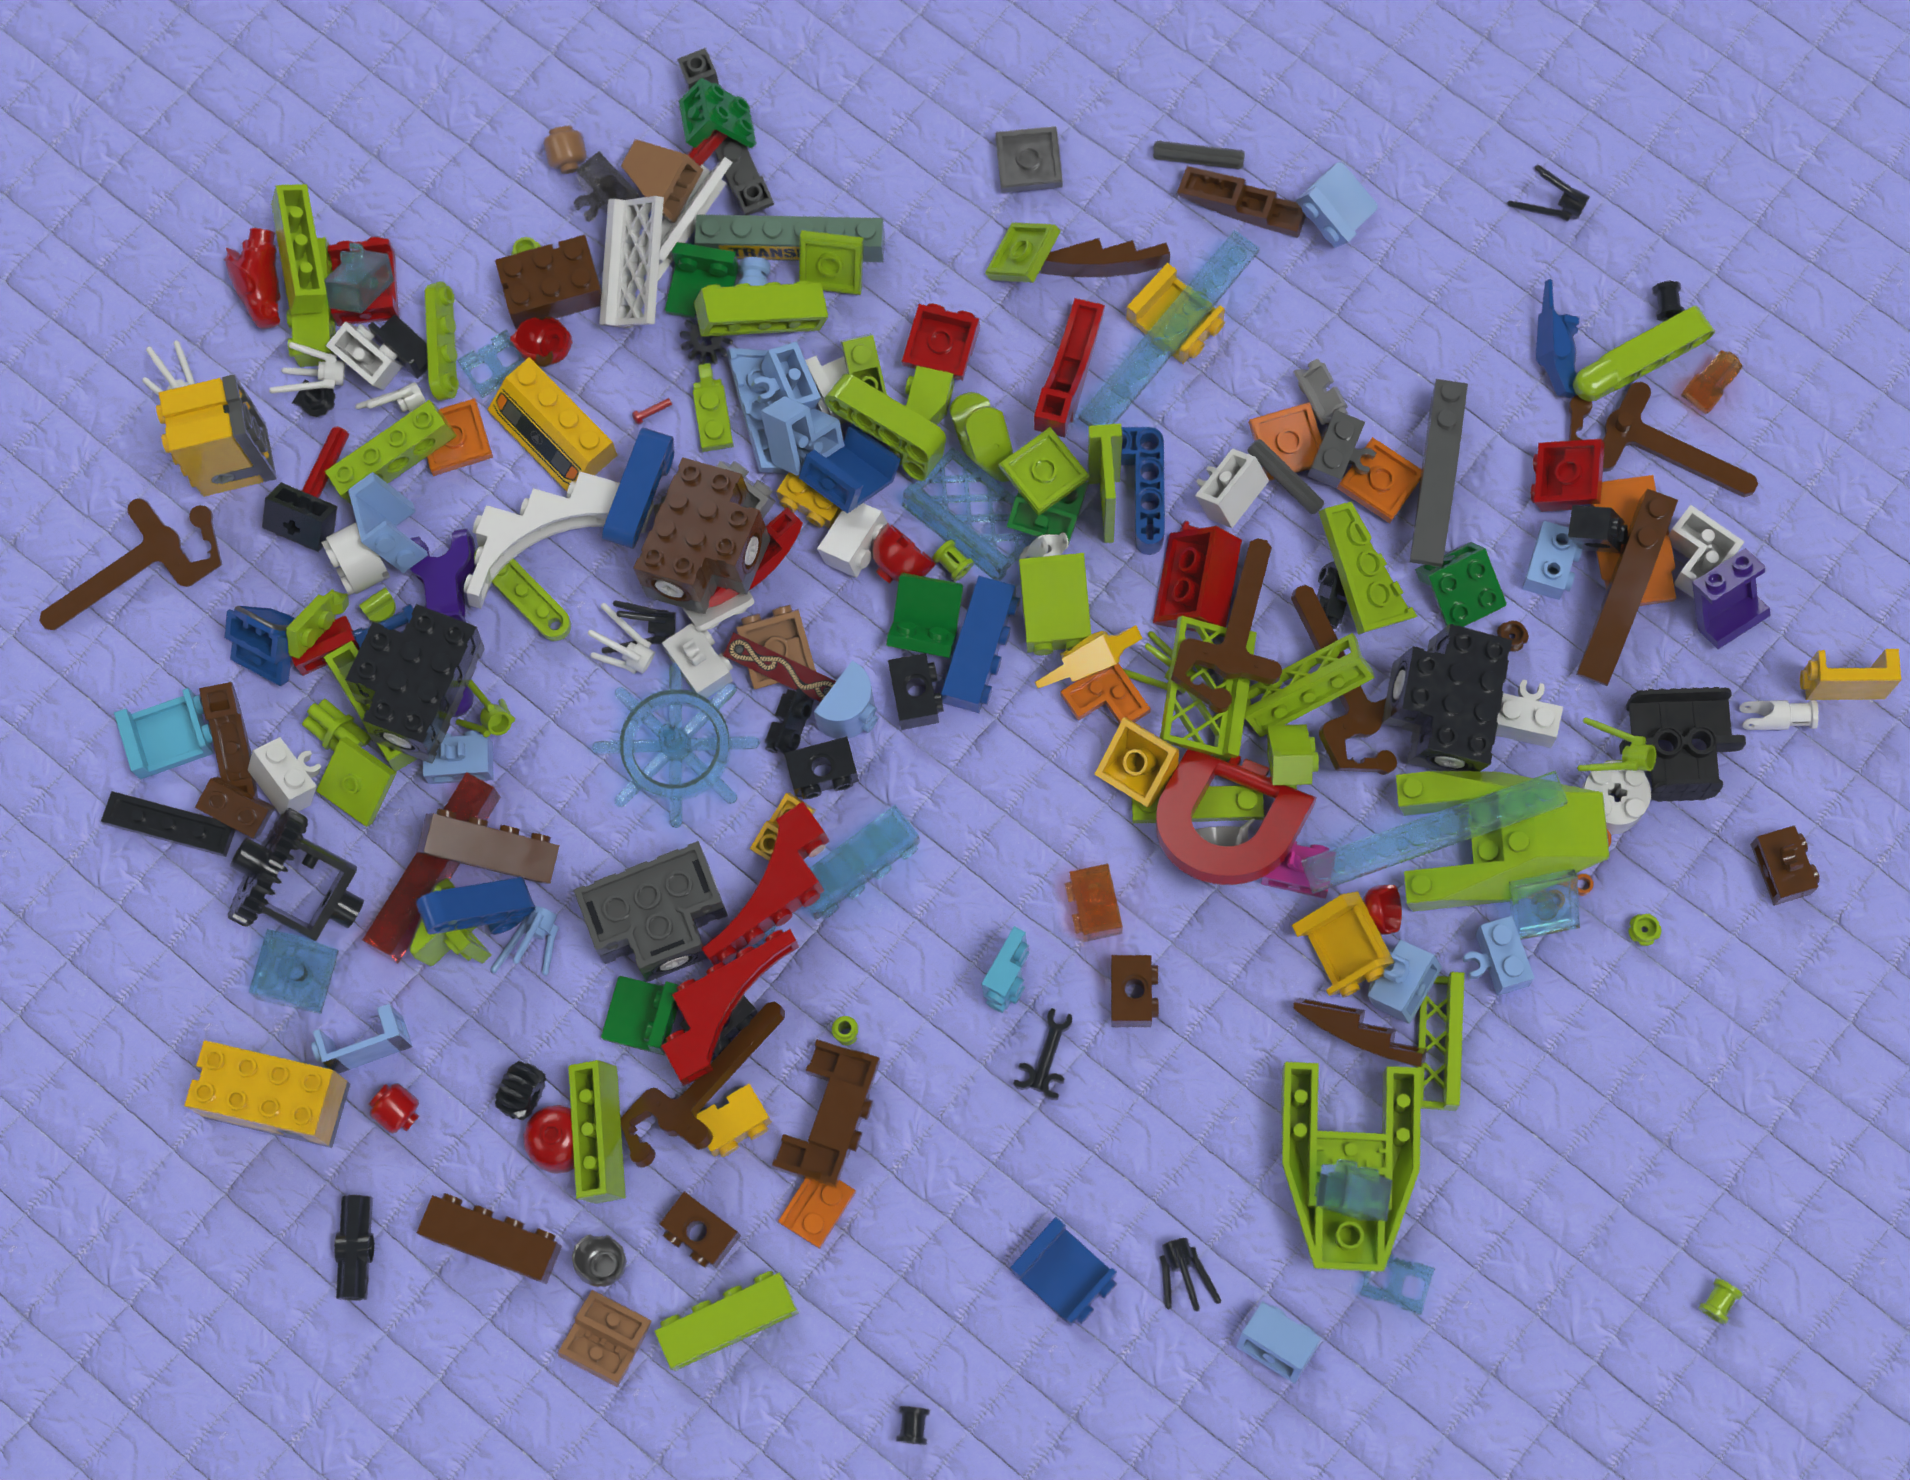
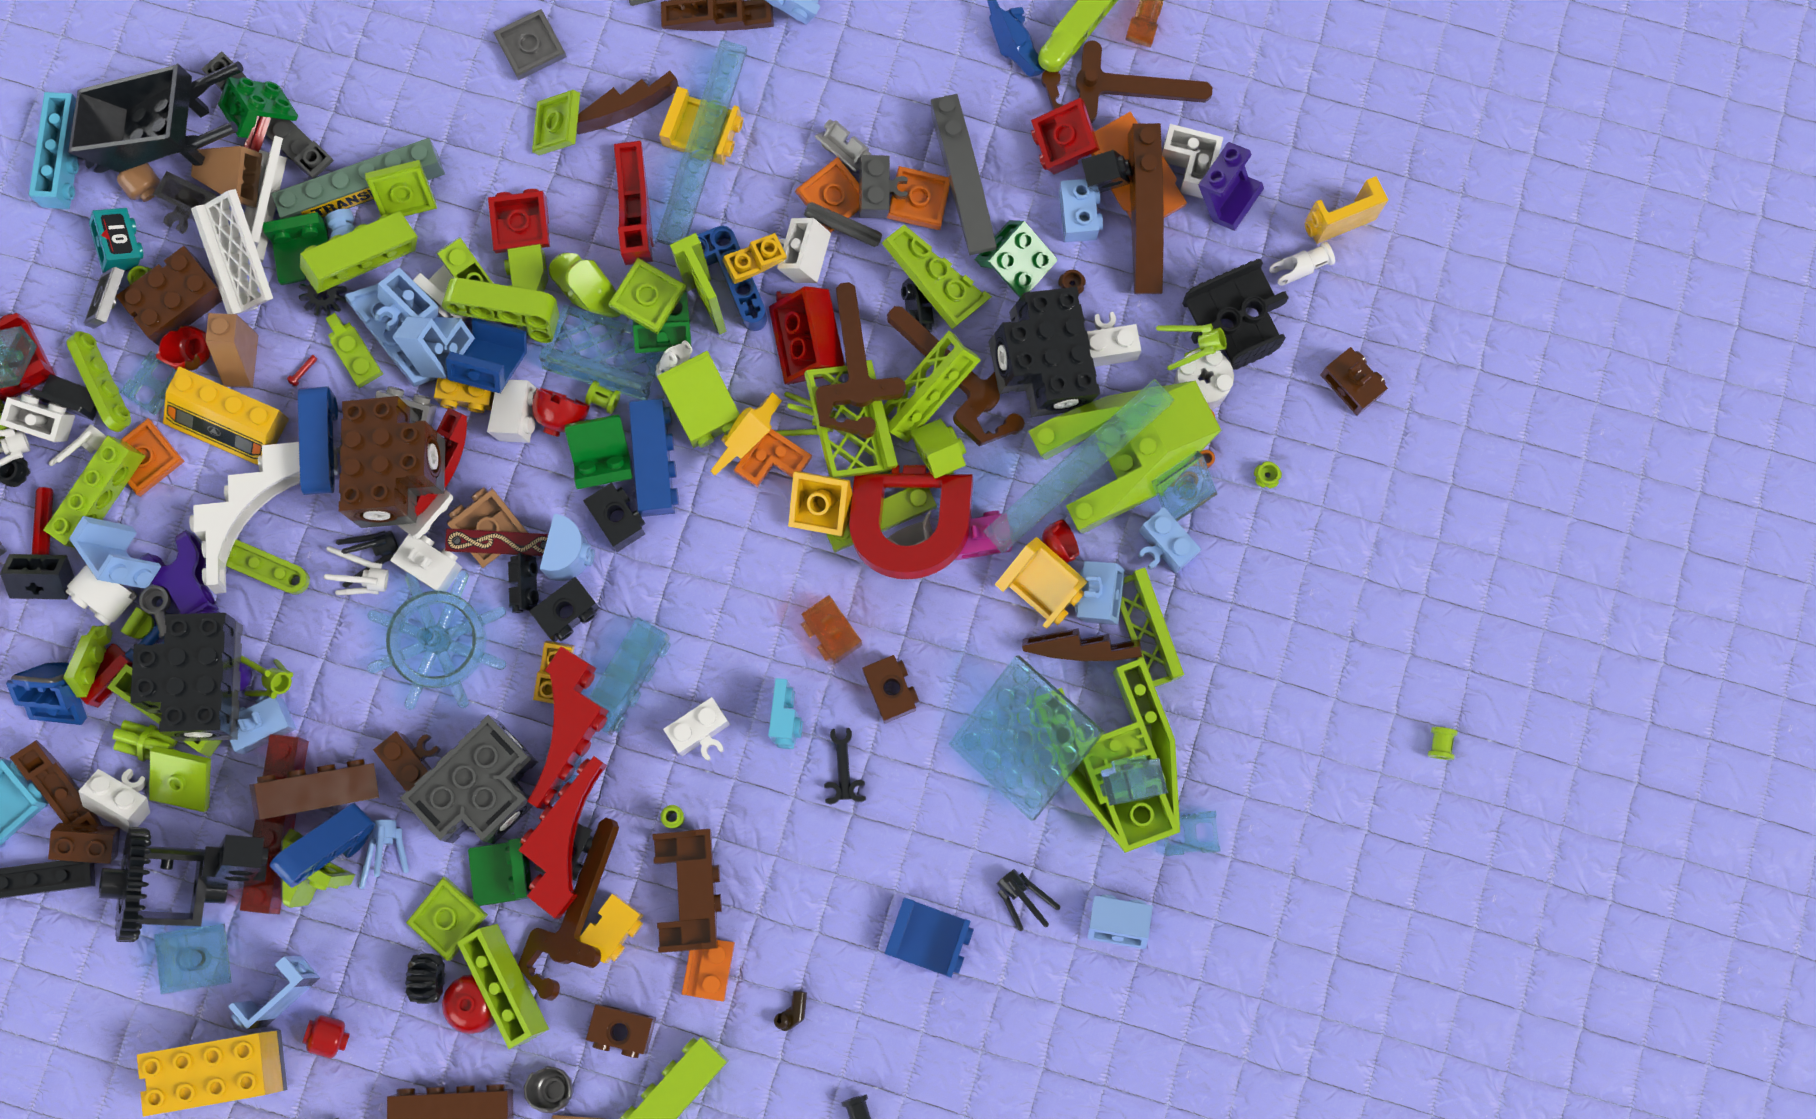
camera: 30 degrees left, 5 degrees up
(381, 887) = (235, 863): none -> black brick
(398, 587) = (148, 603): none -> flat silver bar
(481, 257) = (104, 297): none -> flat silver plate
(496, 88) = (53, 165): none -> medium azure brick
(517, 201) = (115, 239): none -> teal brick
(566, 1038) = (446, 918): none -> lime plate
(590, 360) = (232, 348): none -> medium nougat slope
(590, 853) = (404, 759): none -> reddish brown brick
(599, 89) = (144, 118): none -> black piece
(888, 1293) = (793, 1015): none -> dark brown arm
(909, 949) = (698, 728): none -> white brick
(1175, 476) = (755, 259): none -> yellow slope
(1257, 1100) = (1026, 738): none -> clear light blue plate

